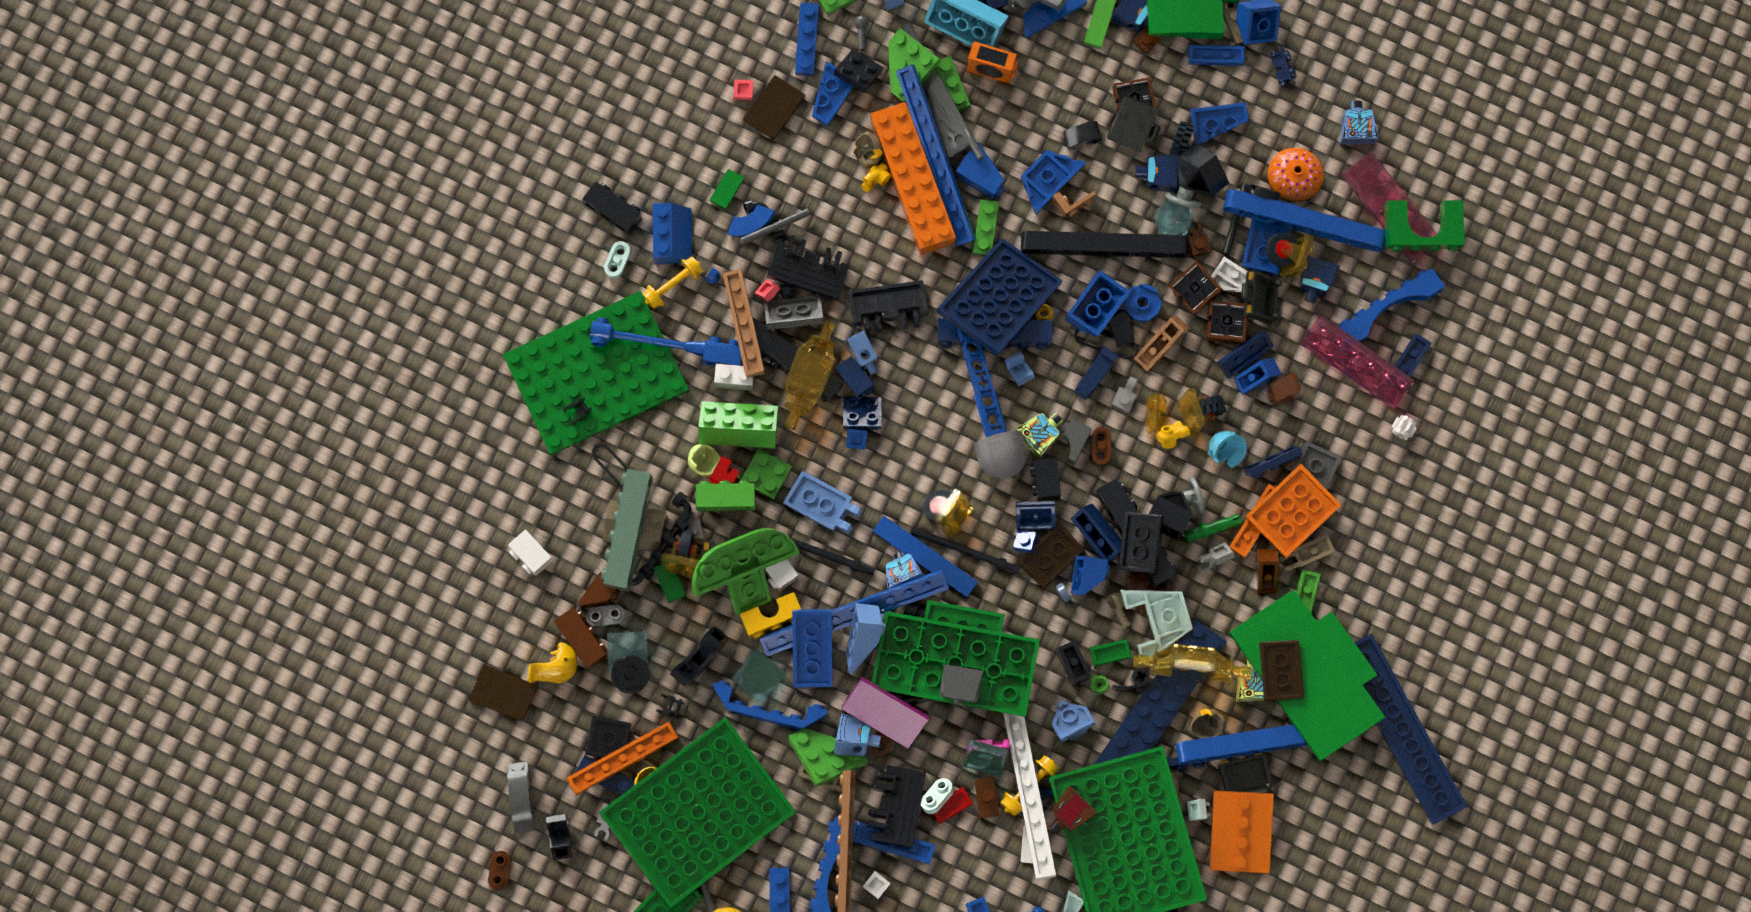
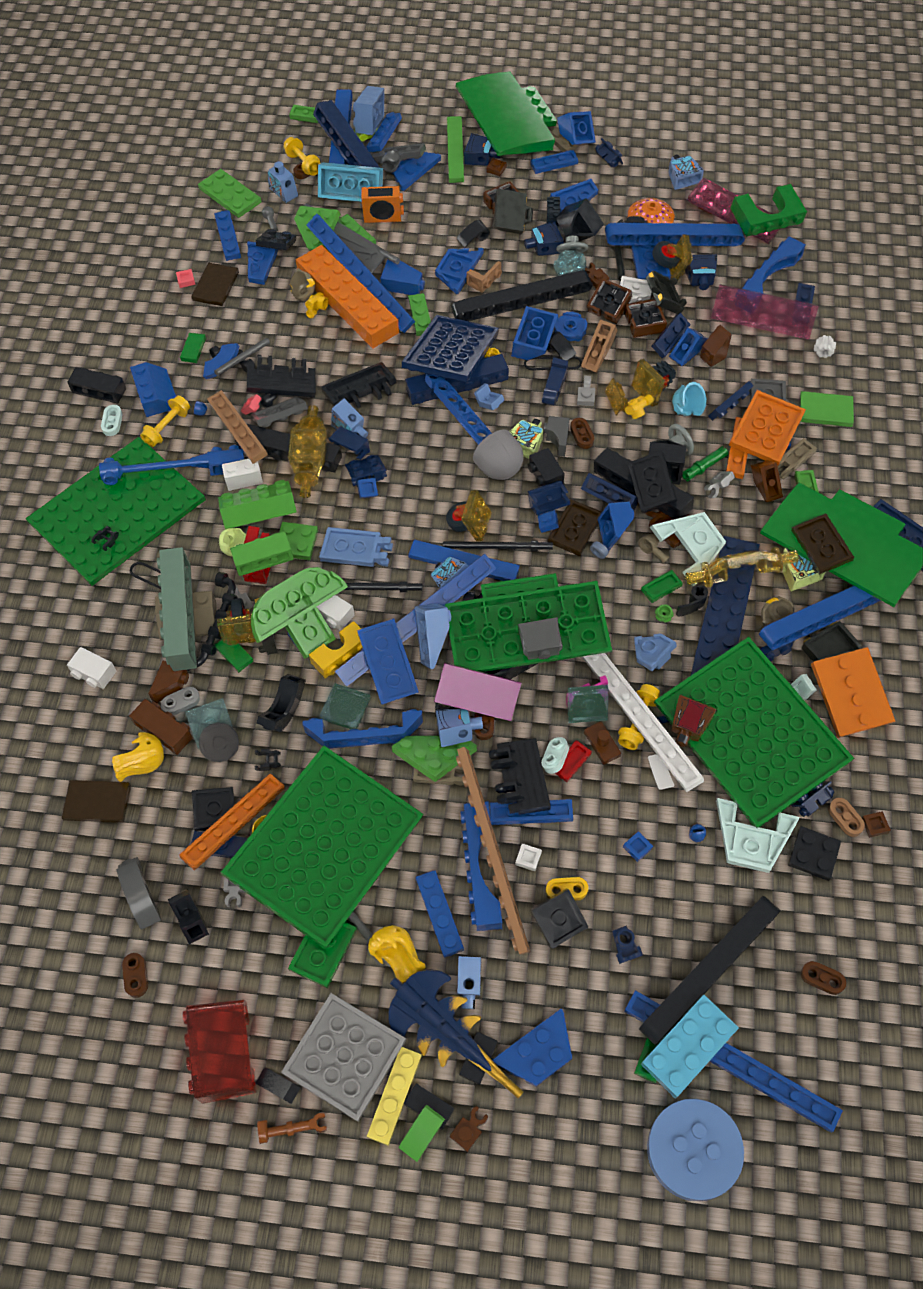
camera: 15 degrees left, 15 degrees down
(1073, 663) = (634, 600): black brick -> none
(1371, 504) = (827, 409): none -> bright green tile

